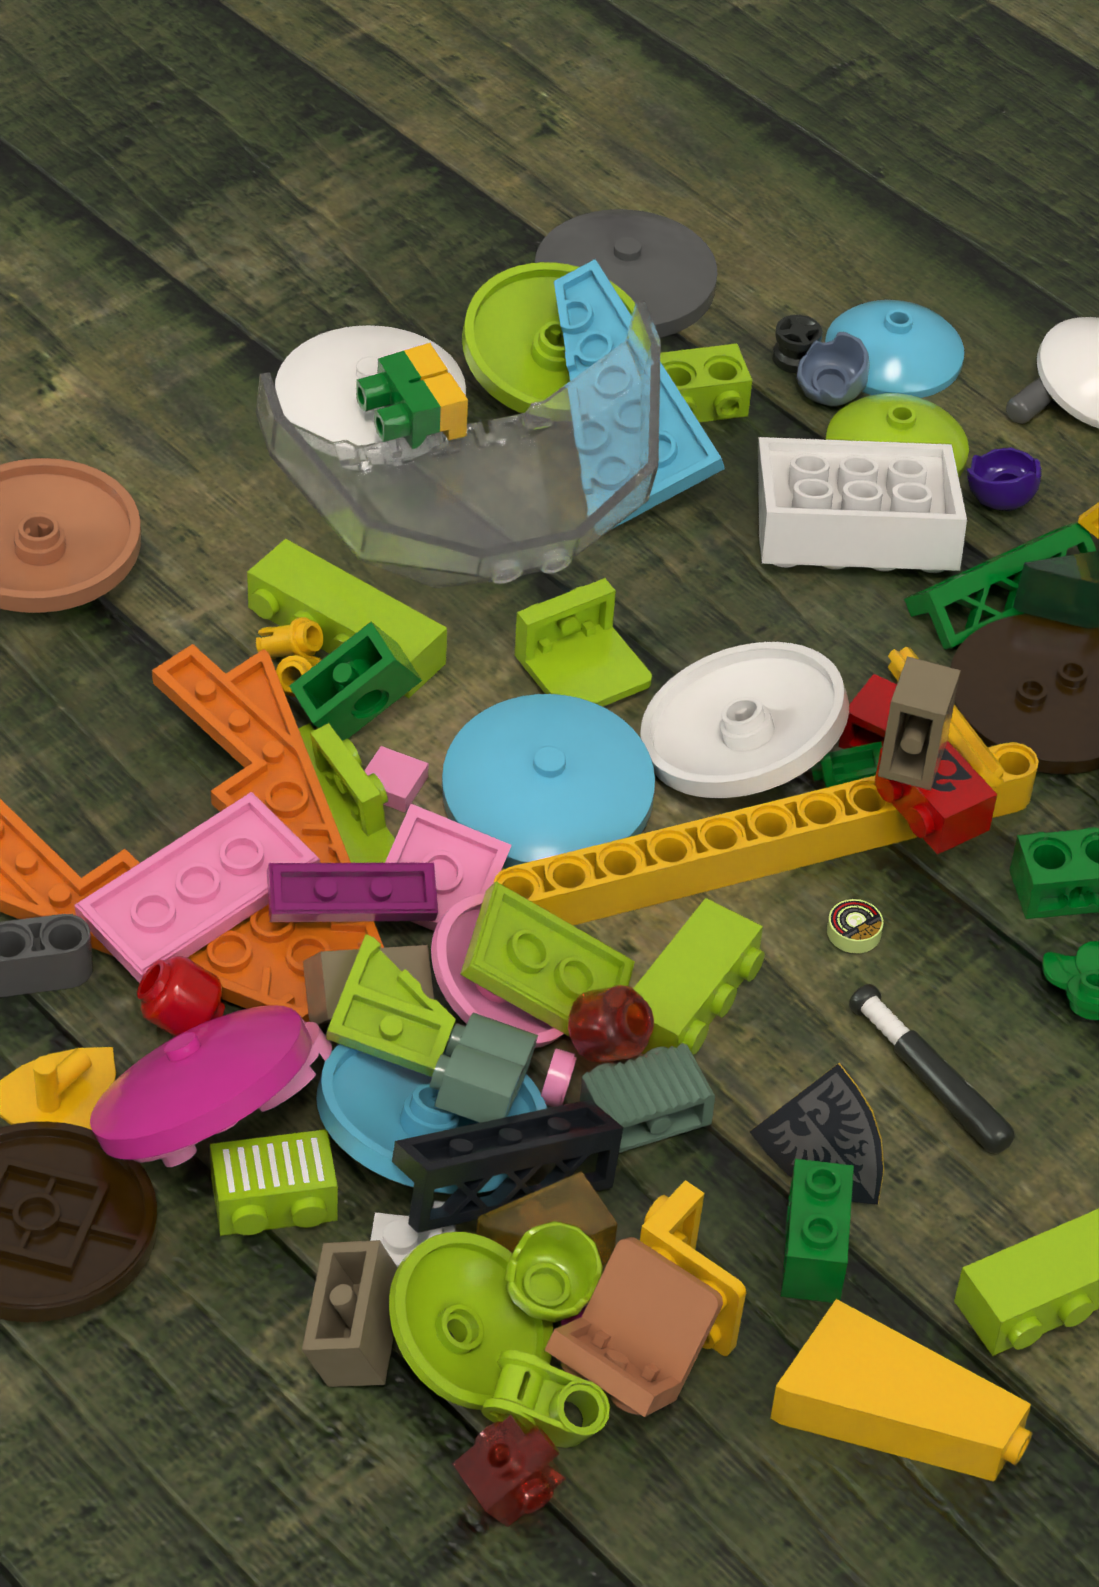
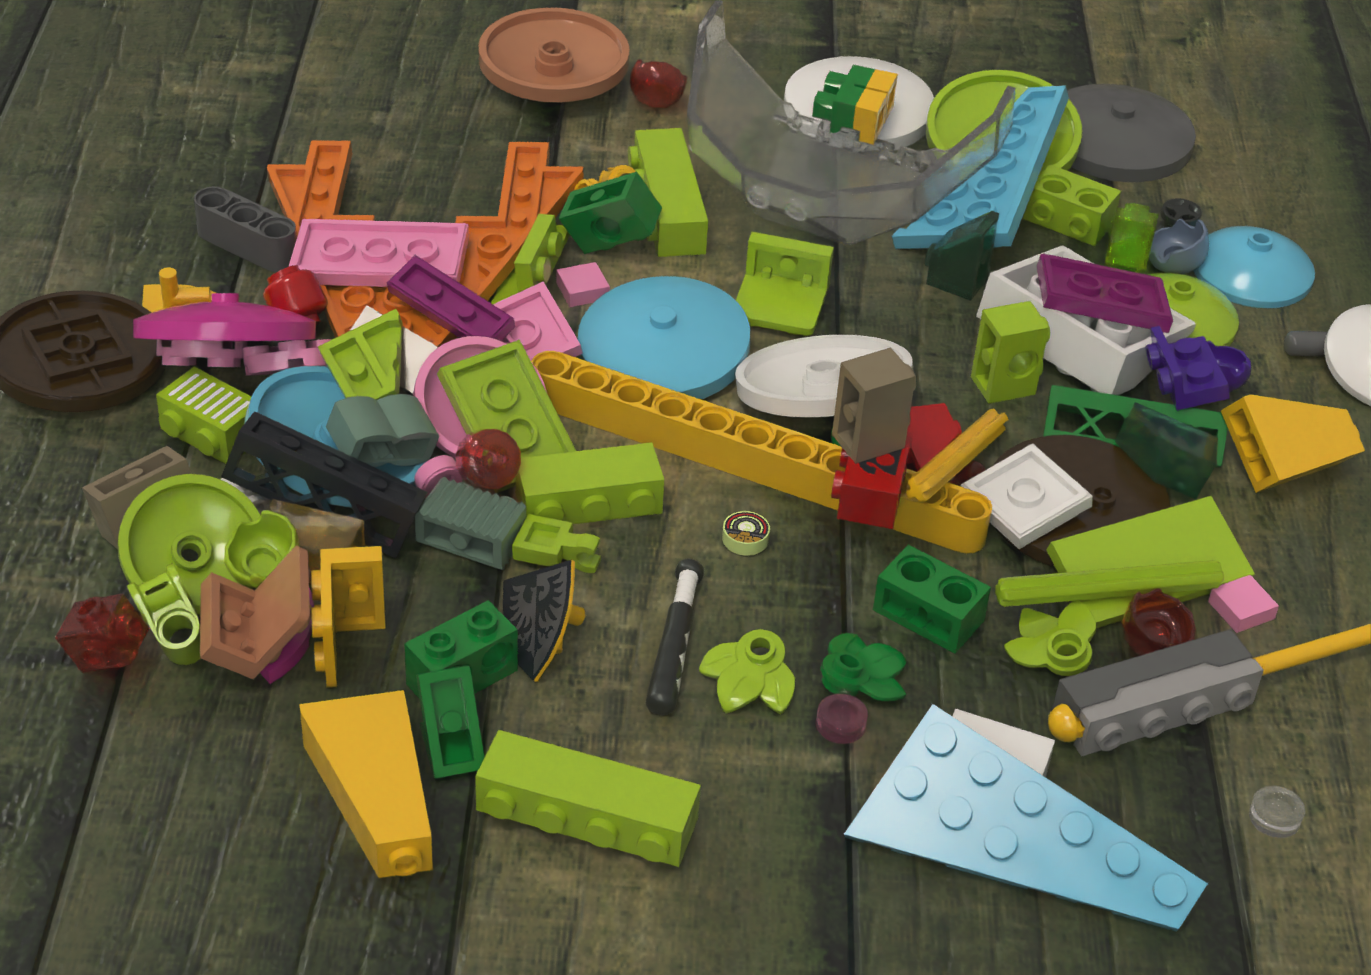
camera: 45 degrees right, 5 degrees down
(179, 504) = (657, 83): none -> clear red hair
(692, 505) = (963, 257): none -> clear green slope
(737, 1065) = (551, 540): none -> lime plate
(801, 392) = (1130, 238): none -> clear neon green slope
(858, 582) = (1009, 351): none -> lime brick
(868, 467) = (1103, 292): none -> magenta tile
(891, 1289) = (450, 721): none -> green slope
(1018, 500) = (1186, 370): none -> dark purple bracket
(1028, 1058) = (747, 676): none -> lime plate
(1031, 710) = (1029, 495): none -> white tile

